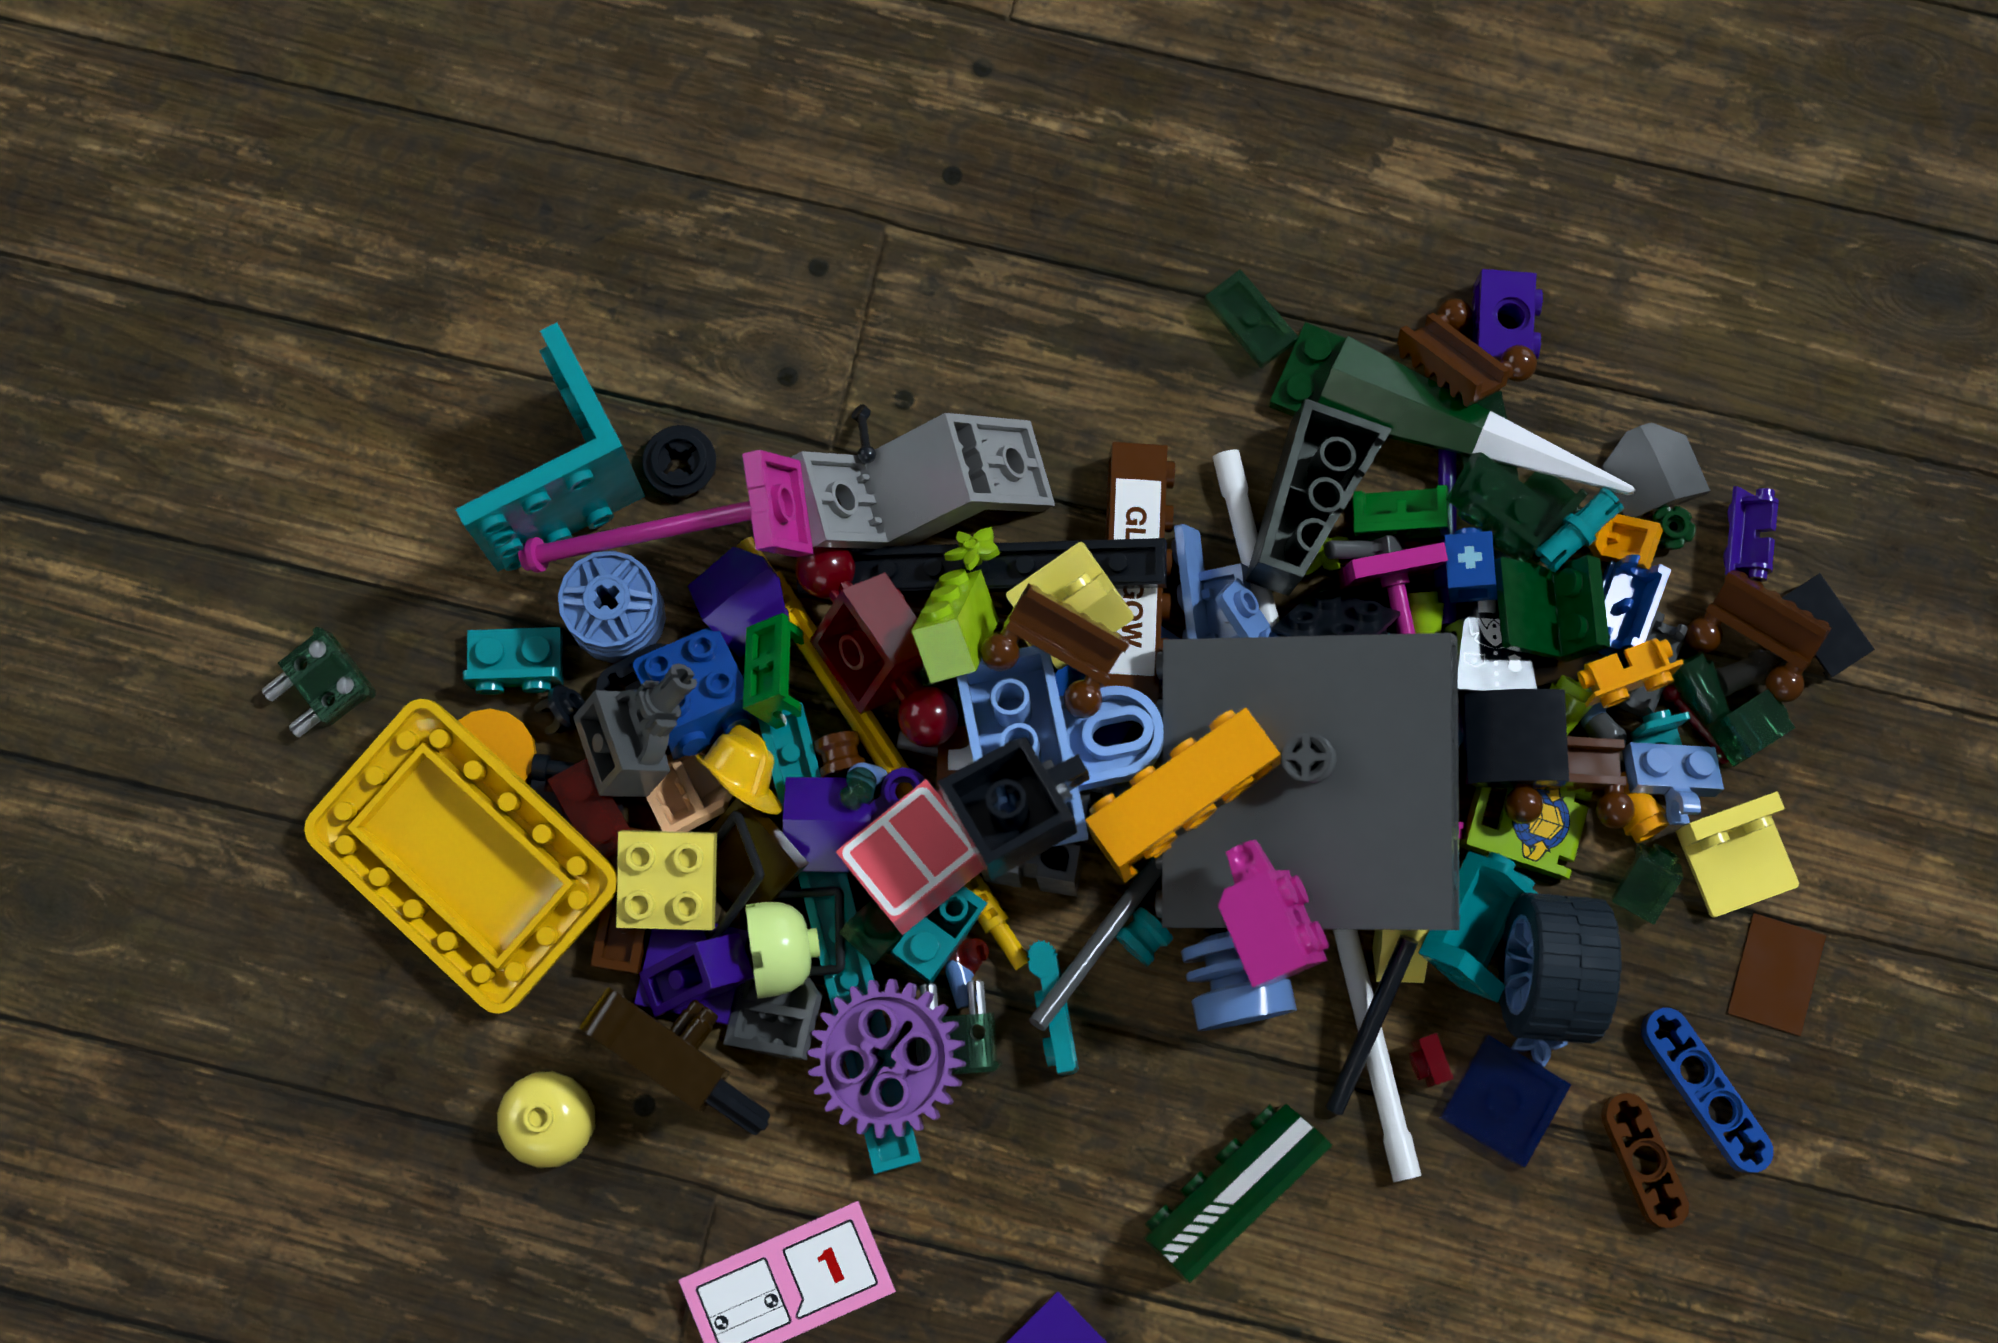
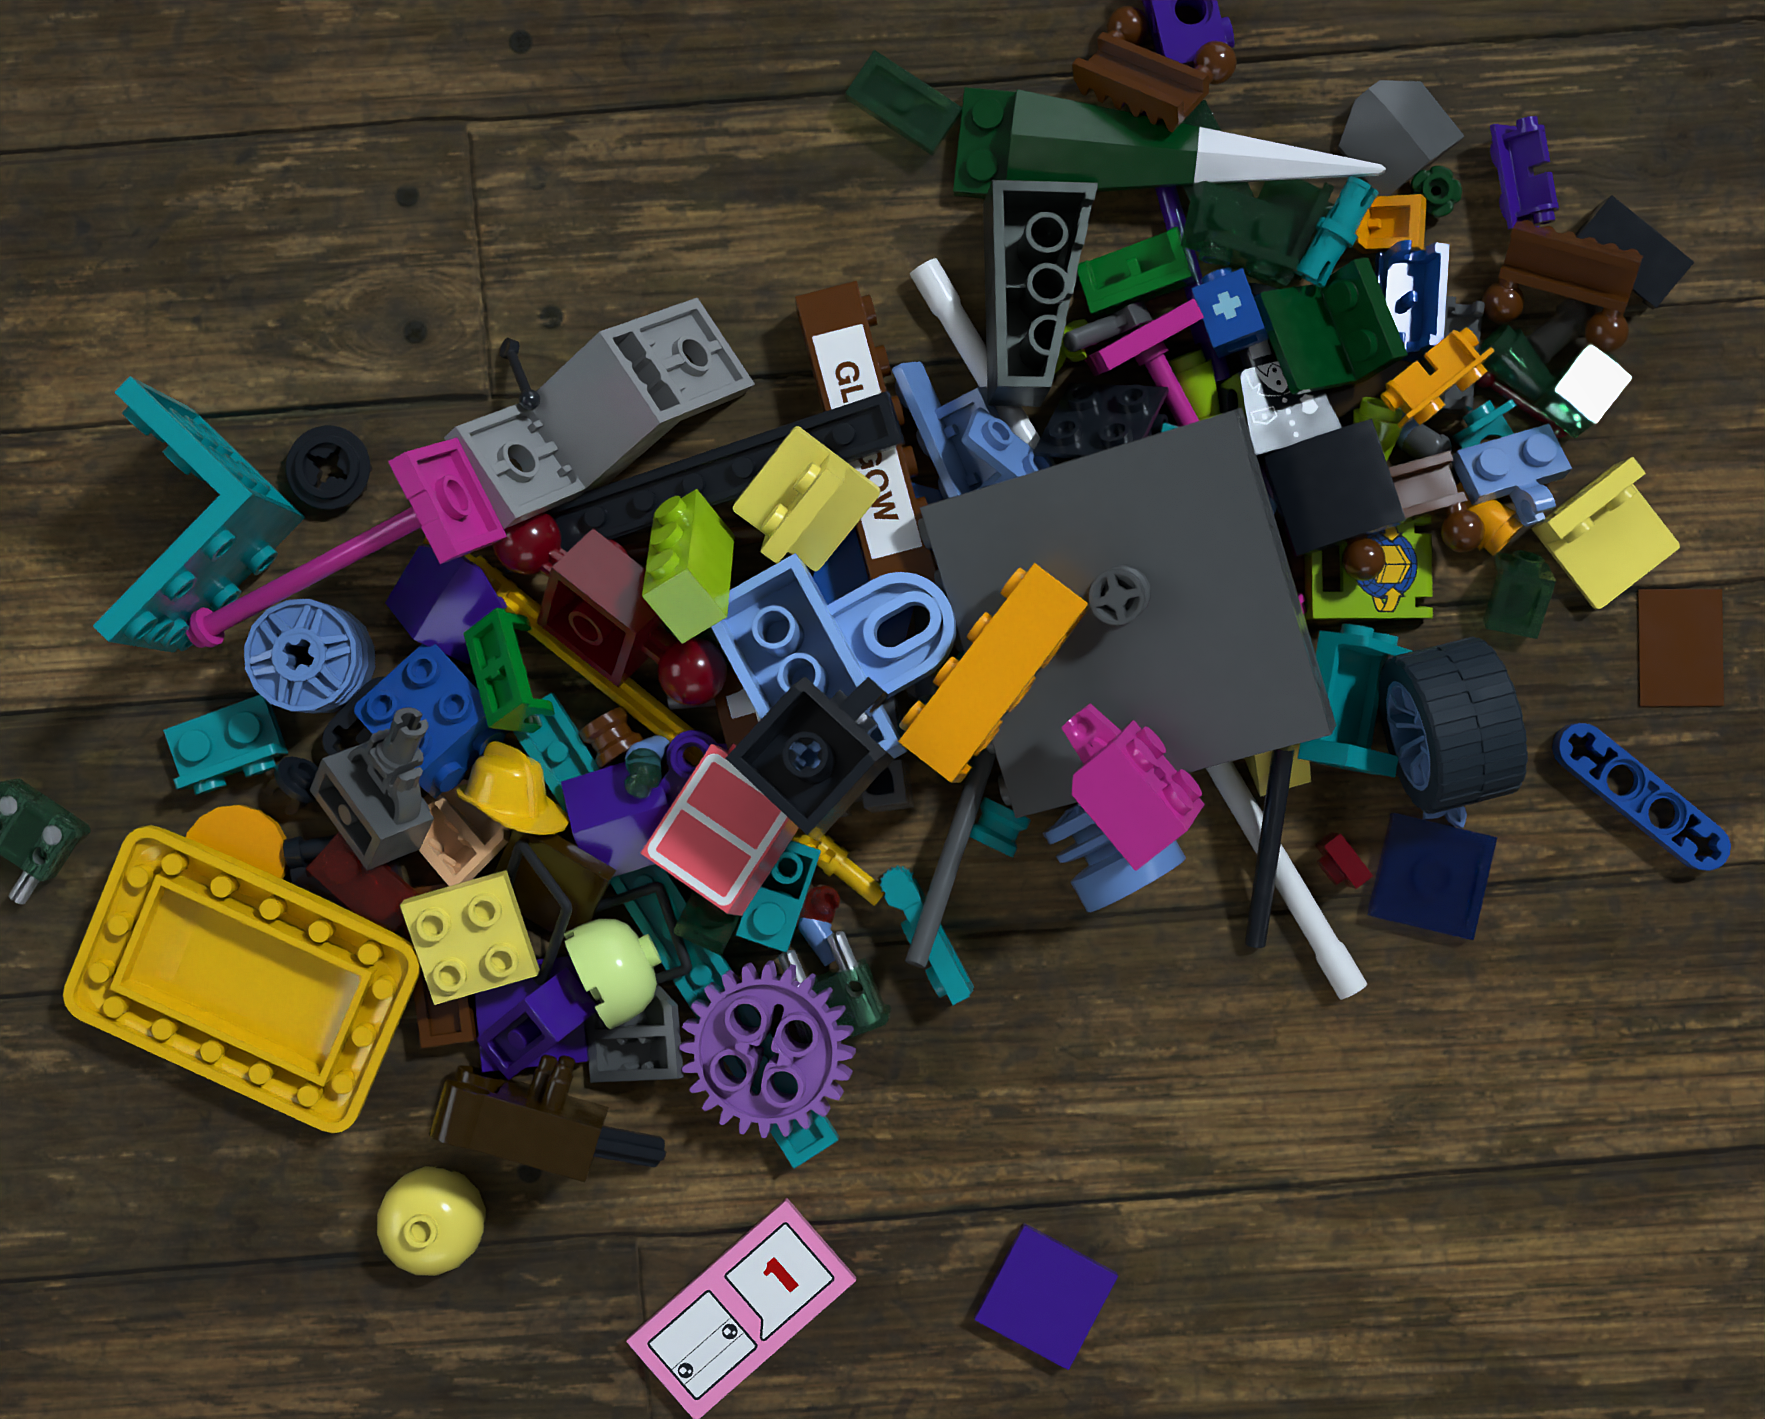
camera: 10 degrees left, 10 degrees up
(974, 548) = (681, 468): lime plant -> none
(1064, 635) = (809, 543): reddish brown gear -> none
(1236, 1191) = (1178, 1069): dark green slope -> none
(1648, 1198) = (1610, 930): reddish brown beam -> none

